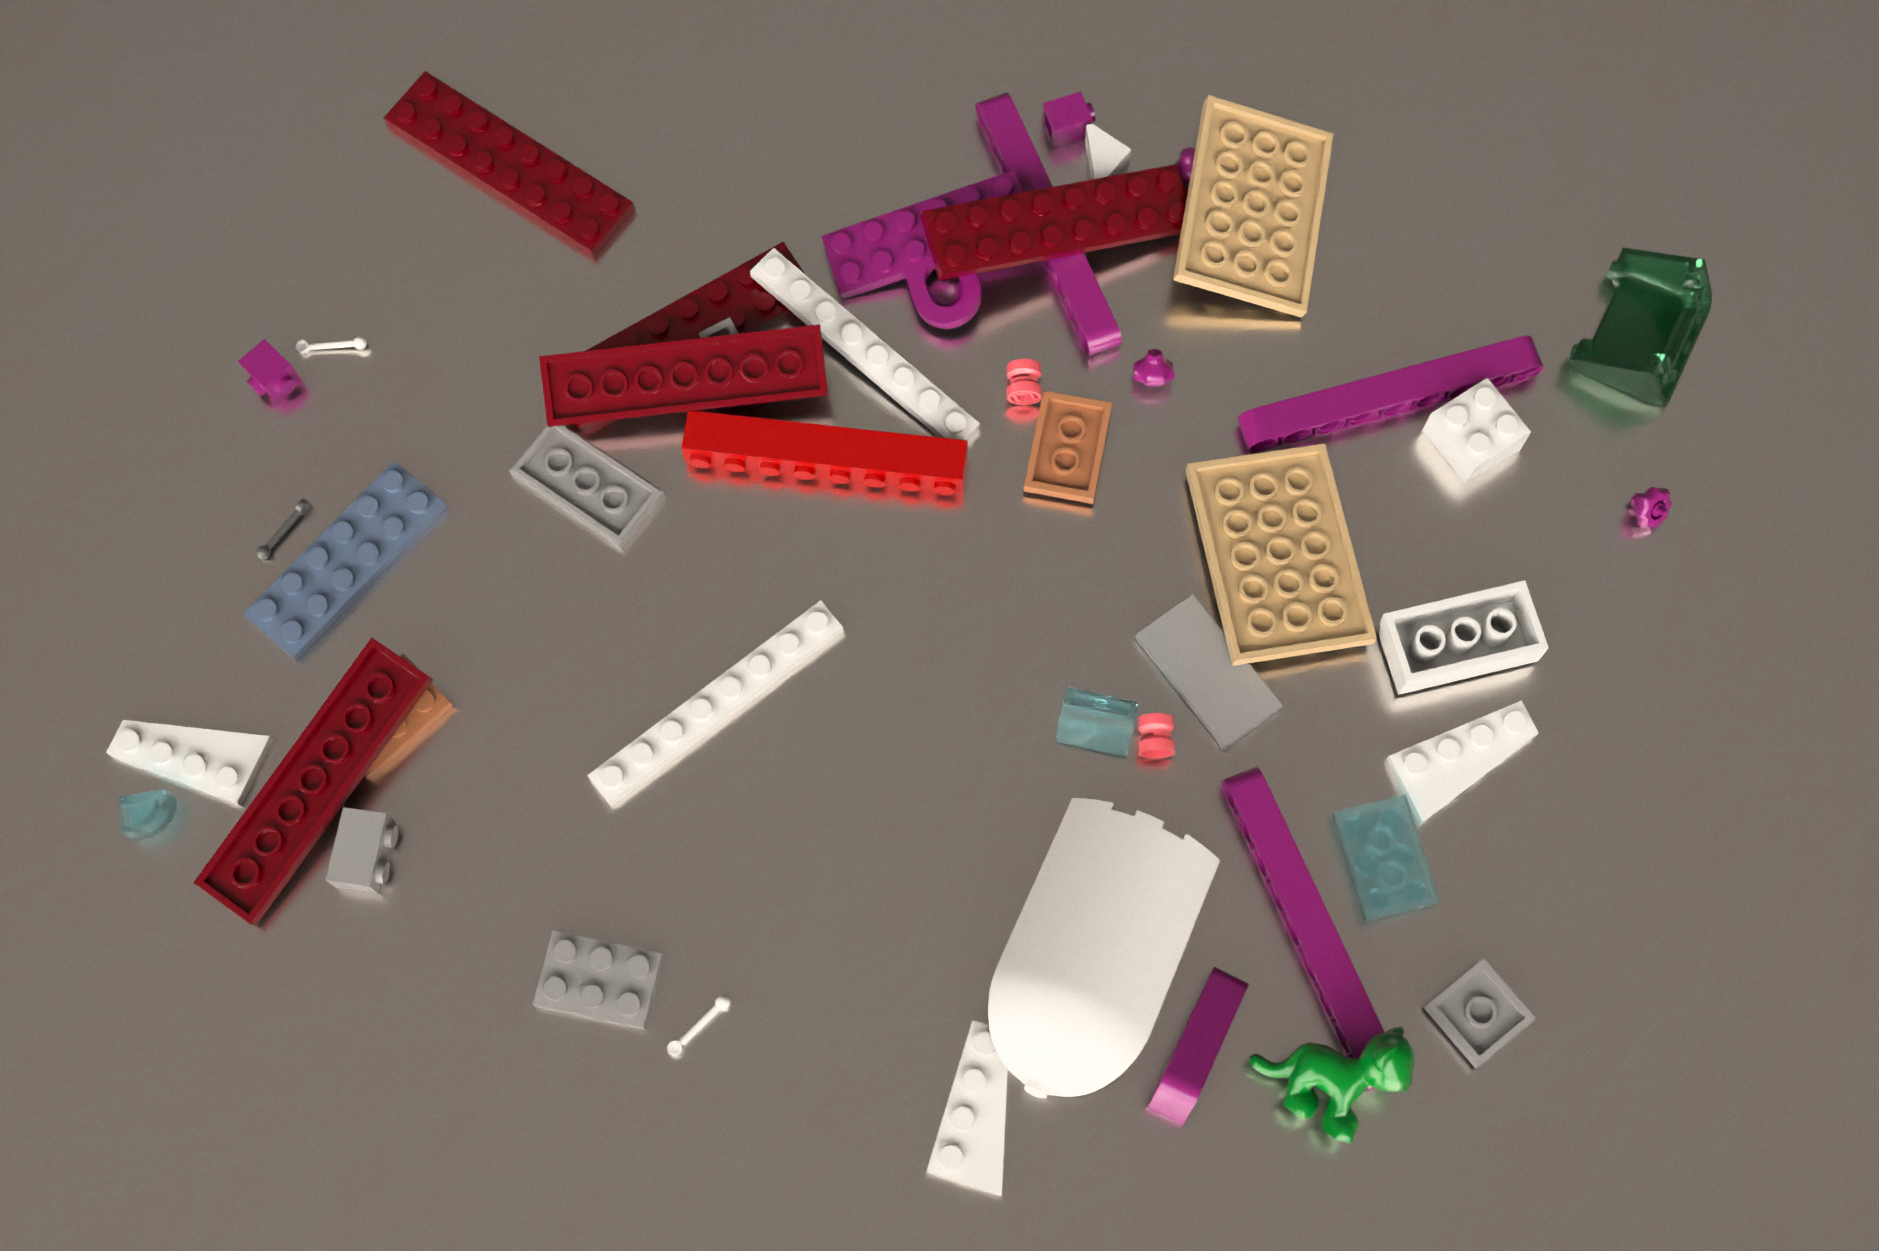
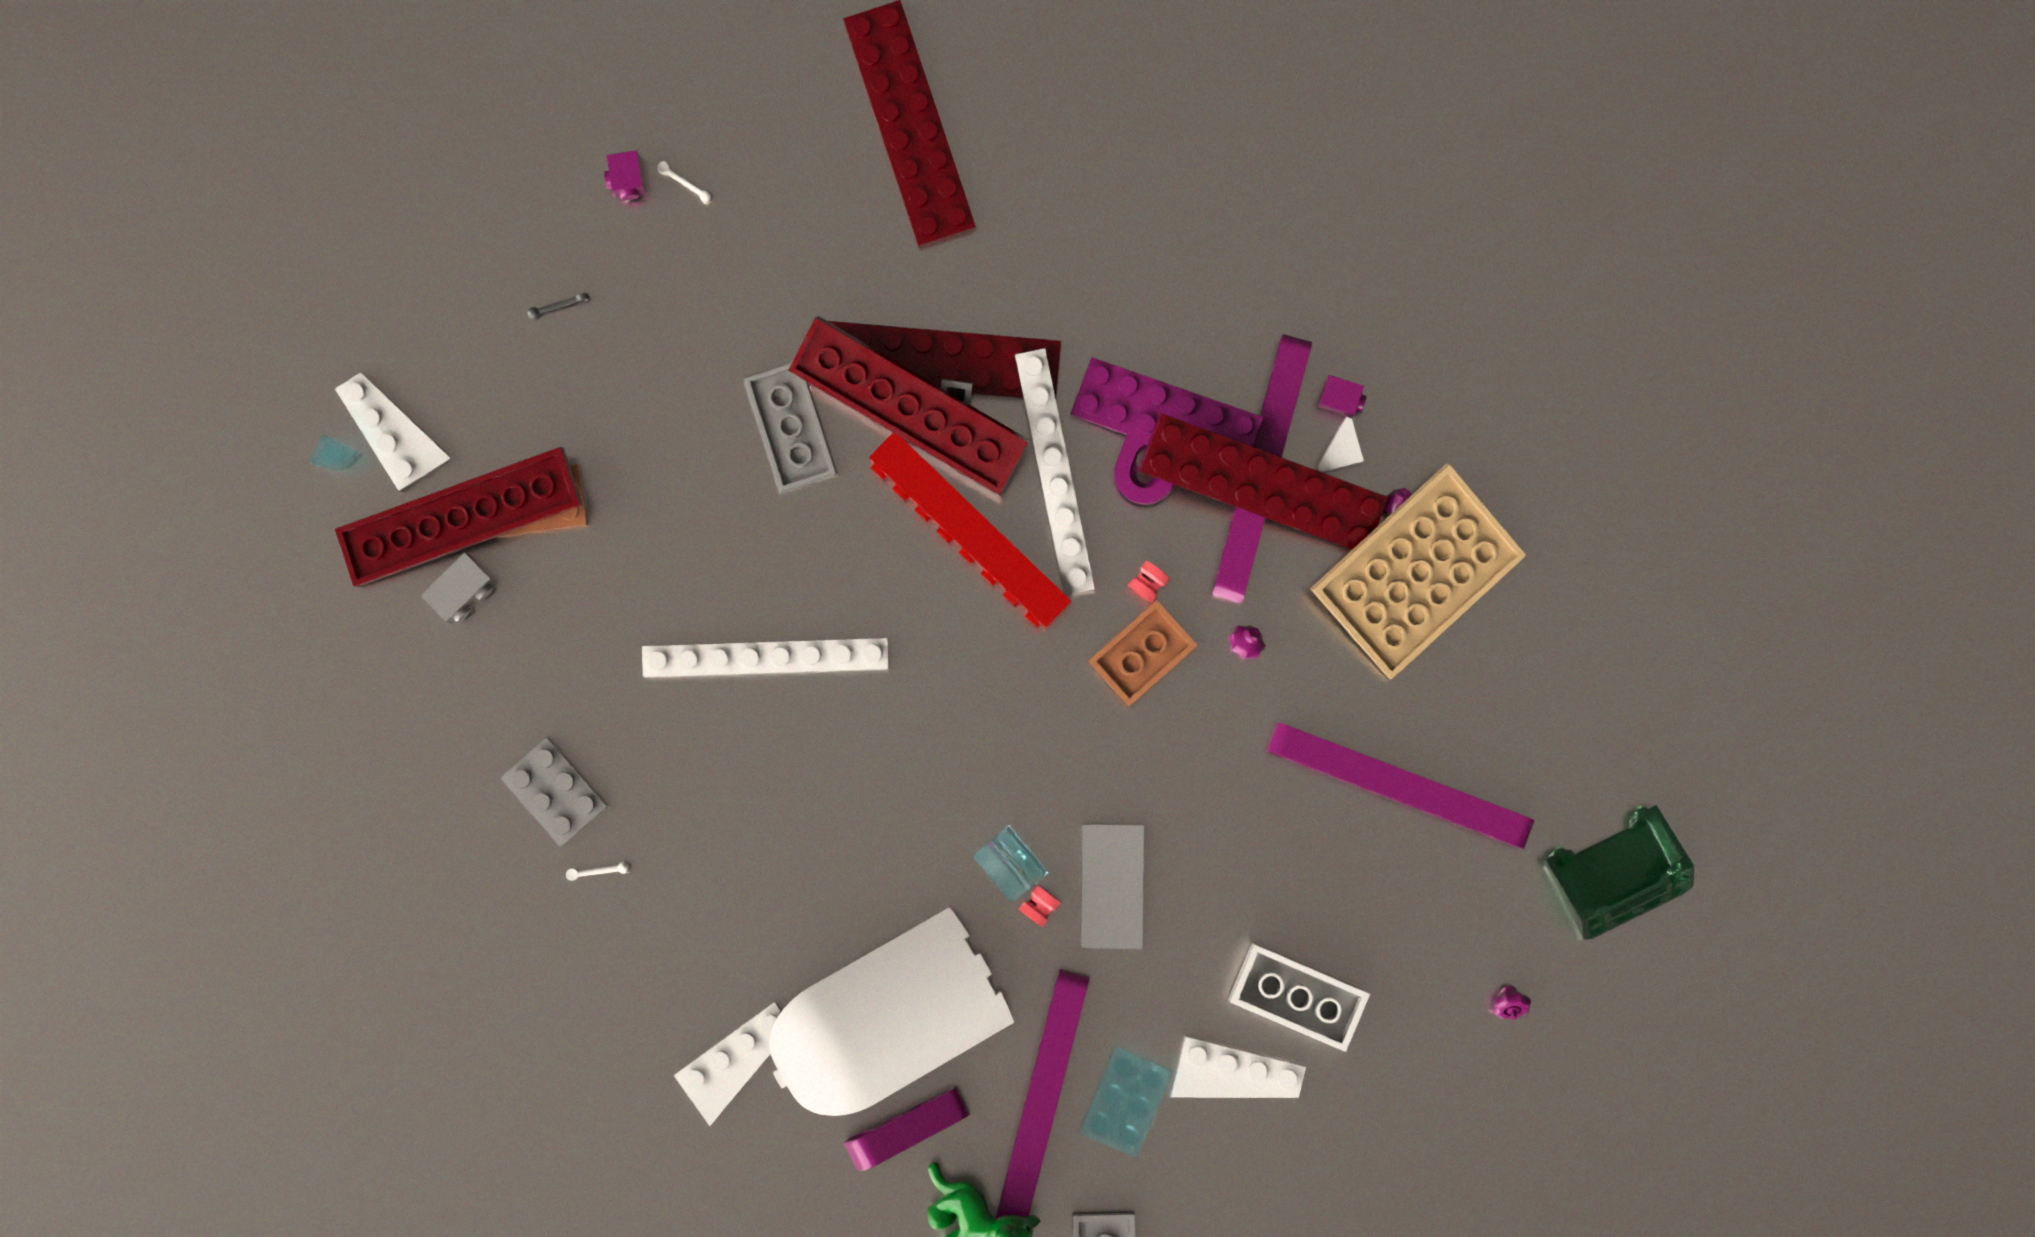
camera: 40 degrees right, 15 degrees up
(345, 560) = (585, 361): sand blue plate -> none
(1279, 554) = (1225, 842): tan plate -> none
(1476, 431) = (1435, 859): white brick -> none

